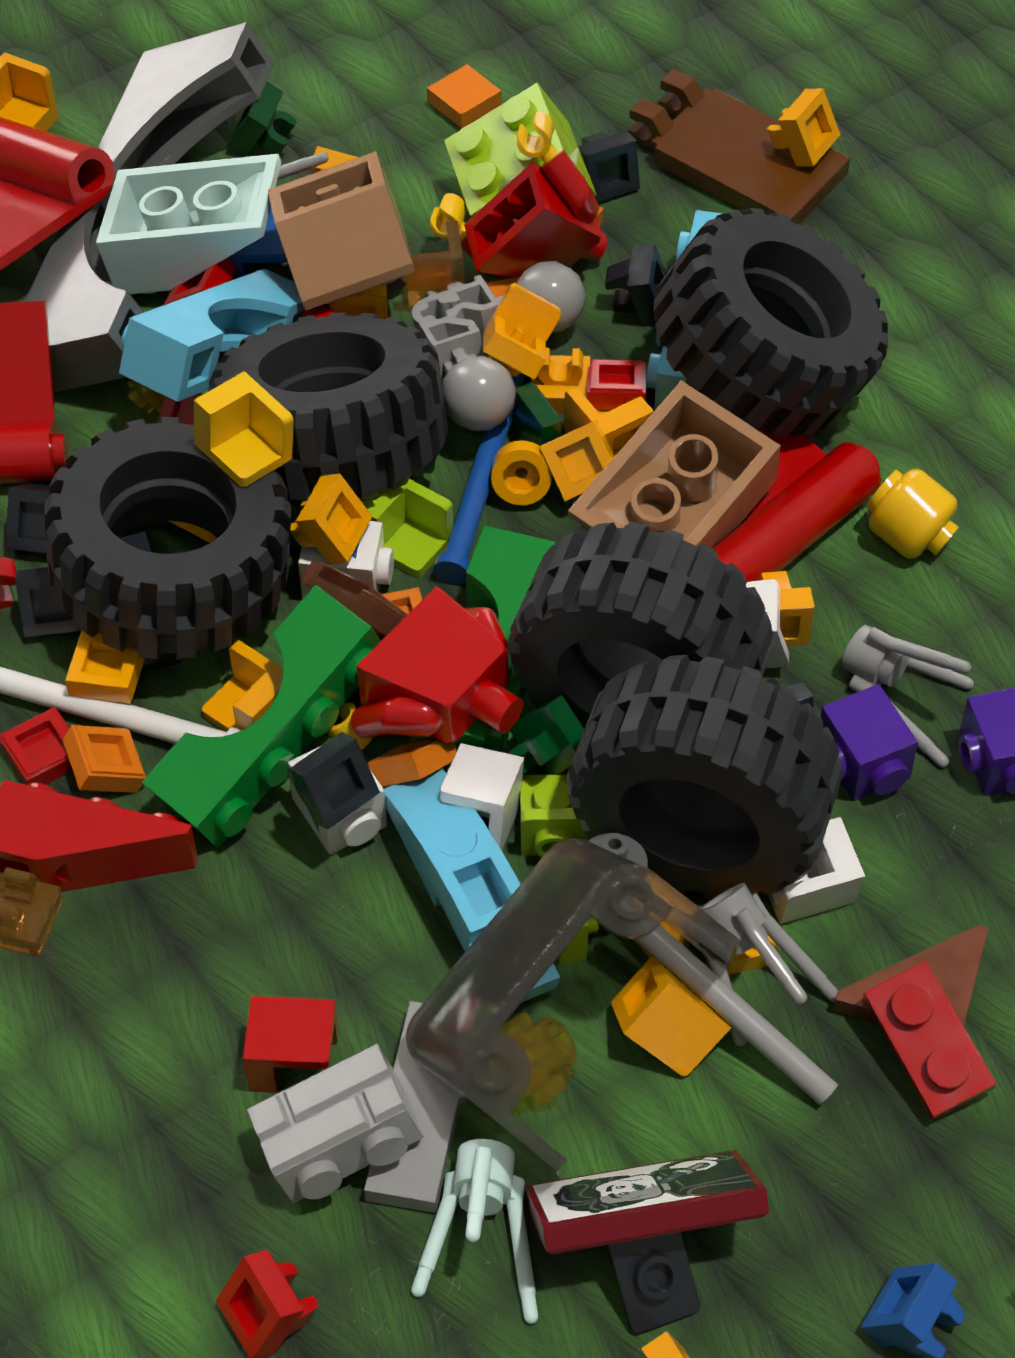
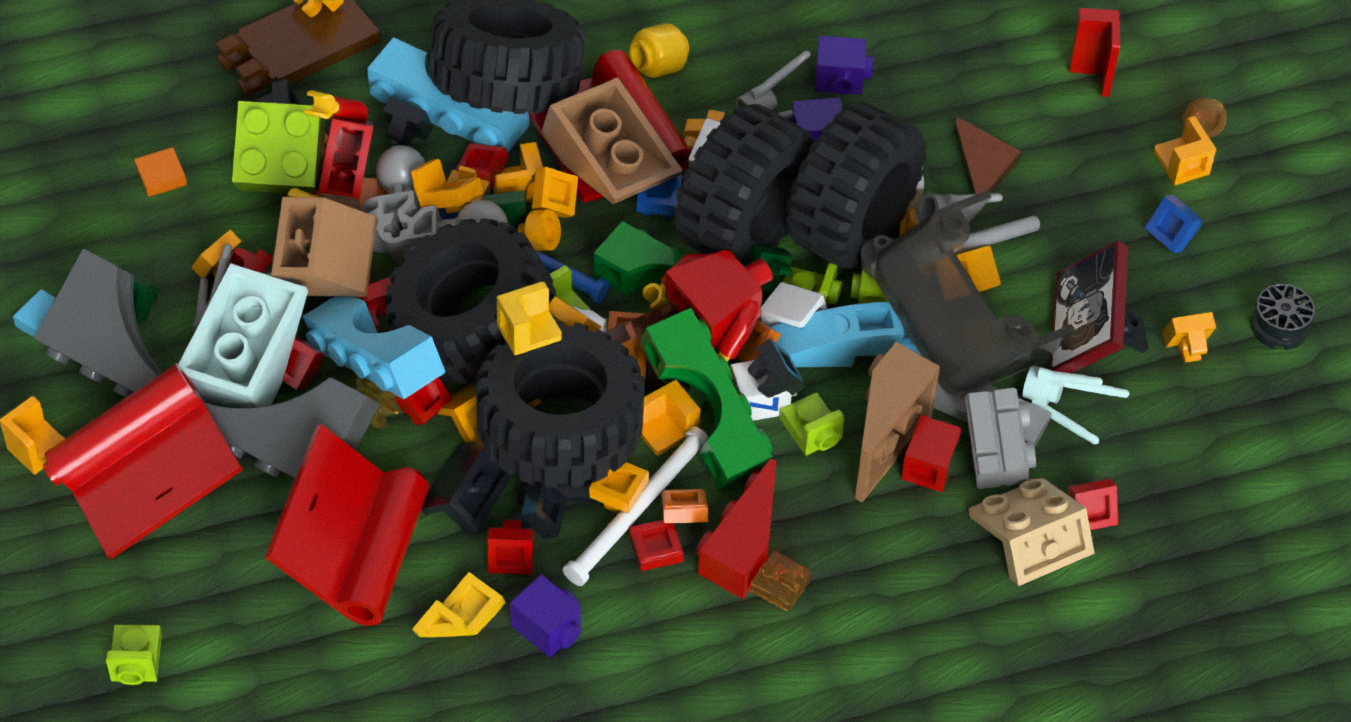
camera: 75 degrees left, 0 degrees up
(190, 1221) = (1038, 528): none -> tan bracket
(307, 881) = (812, 424): none -> lime bracket
(310, 946) = (898, 395): none -> medium nougat slope
(929, 1040) = (1022, 164): red plate -> none

